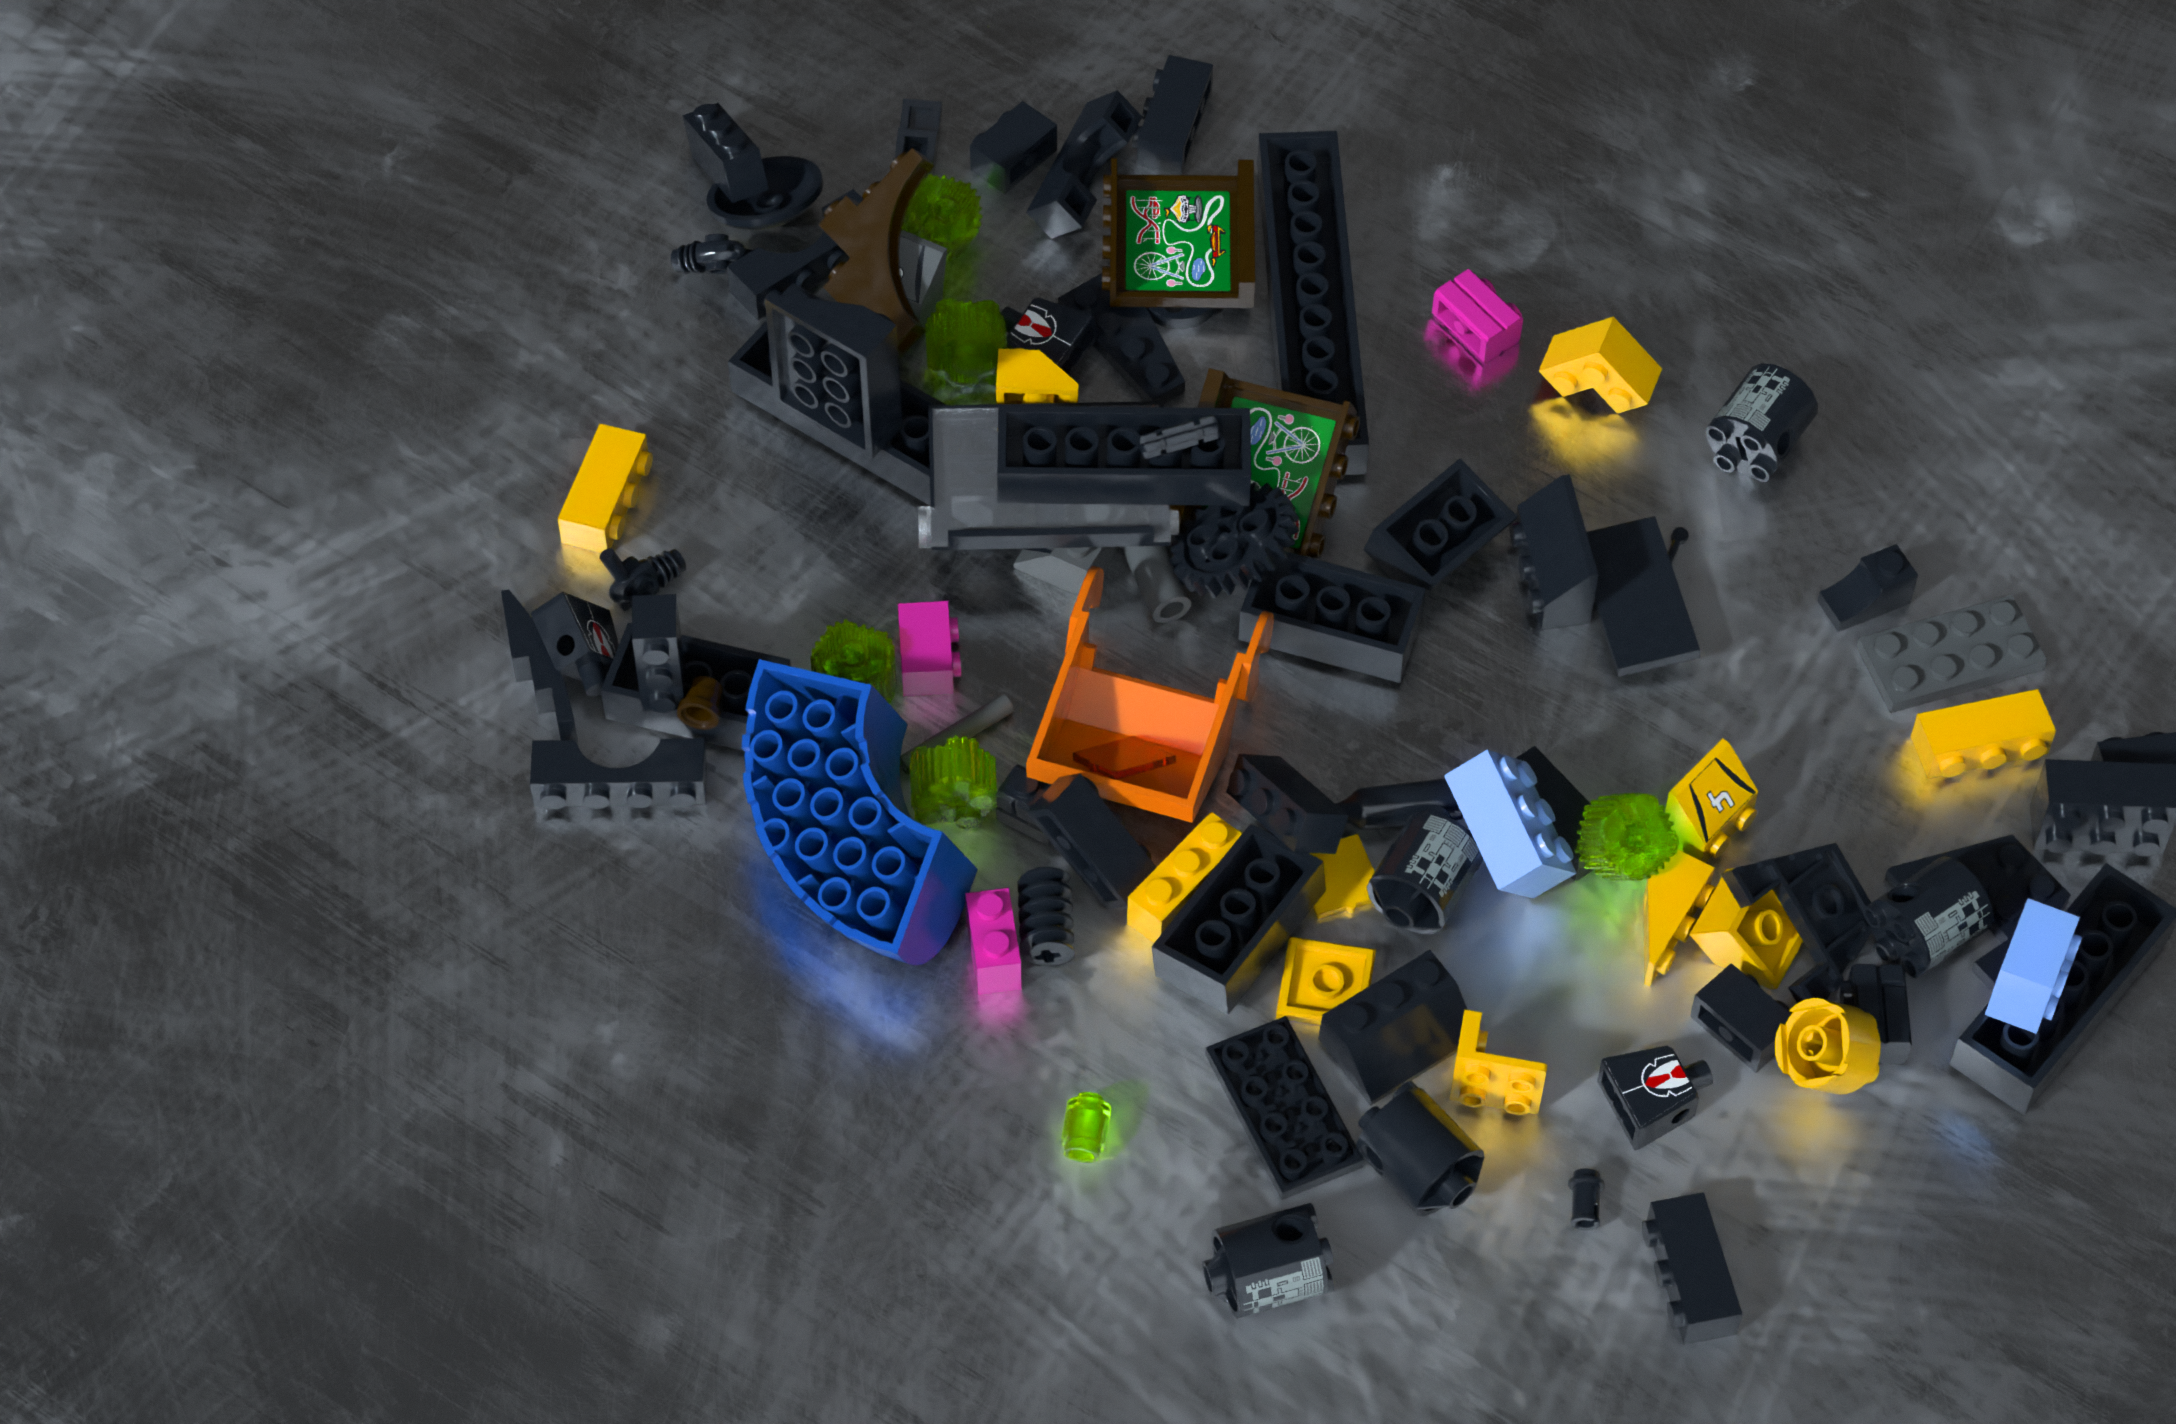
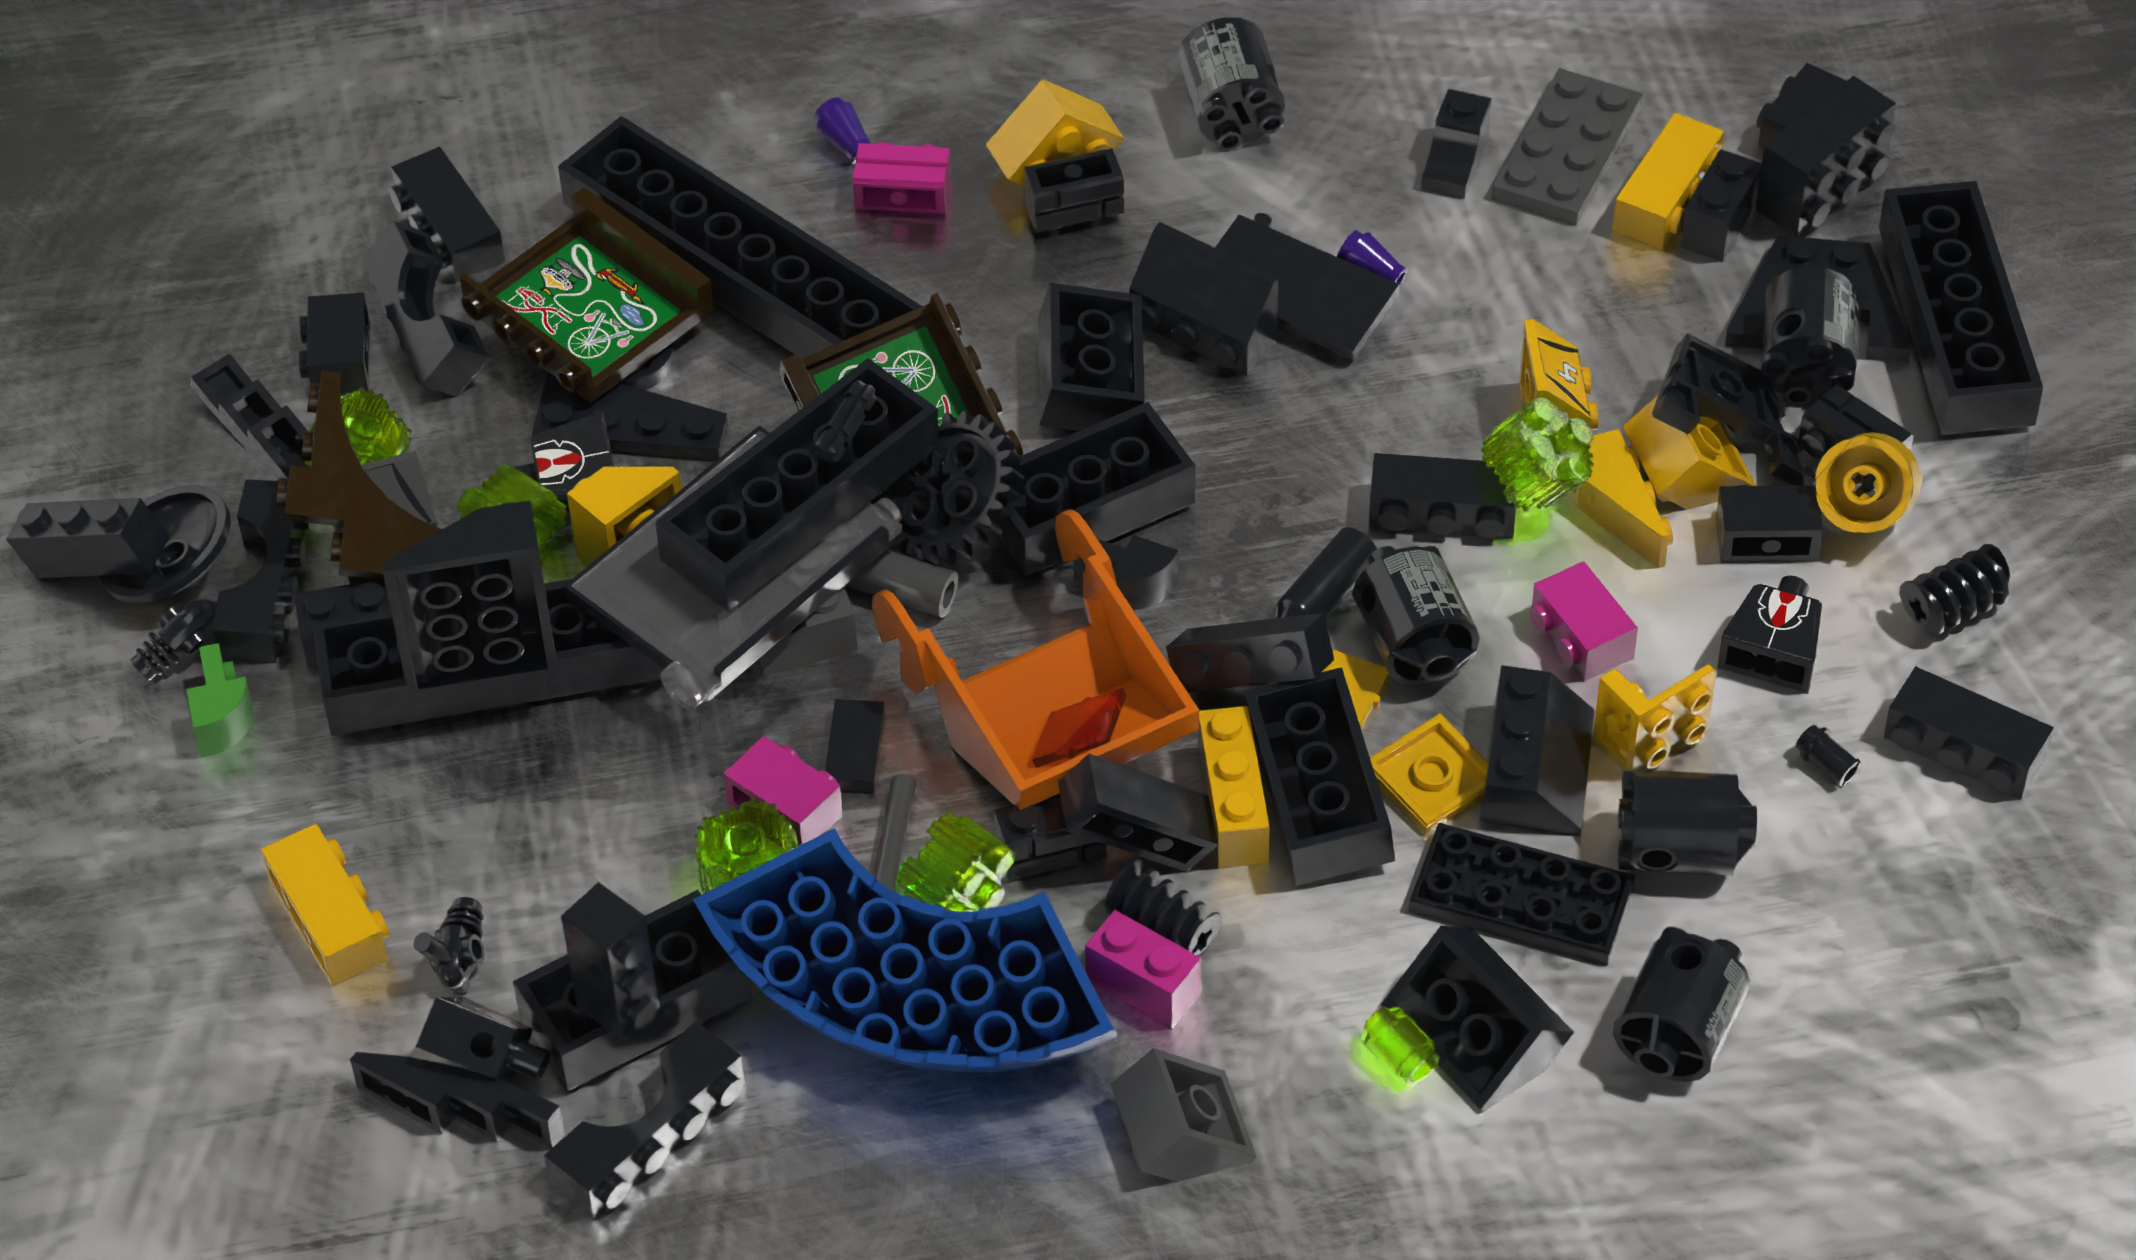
camera: 45 degrees left, 5 degrees down
(688, 321) = (222, 707): none -> bright green brick
(701, 703) = (678, 986): dark brown piece -> none
(907, 1051) = (1181, 1117): none -> dark grey slope
(1008, 656) = (855, 744): none -> black tile
(1153, 1152) = (1479, 1015): none -> black slope
(1296, 695) = (1143, 571): none -> black brick
(1484, 249) = (840, 126): none -> dark purple cone
(1511, 824) = (1445, 515): light blue brick -> none
(1537, 972) = (1583, 621): none -> dark pink brick
(1569, 411) = (1073, 190): none -> black brick
(1710, 618) = (1371, 255): none -> dark purple cone
(1809, 1172) = (1957, 589): none -> black piece
(1993, 780) = (1721, 205): none -> black brick
(2035, 967) = (1953, 290): light blue brick -> none

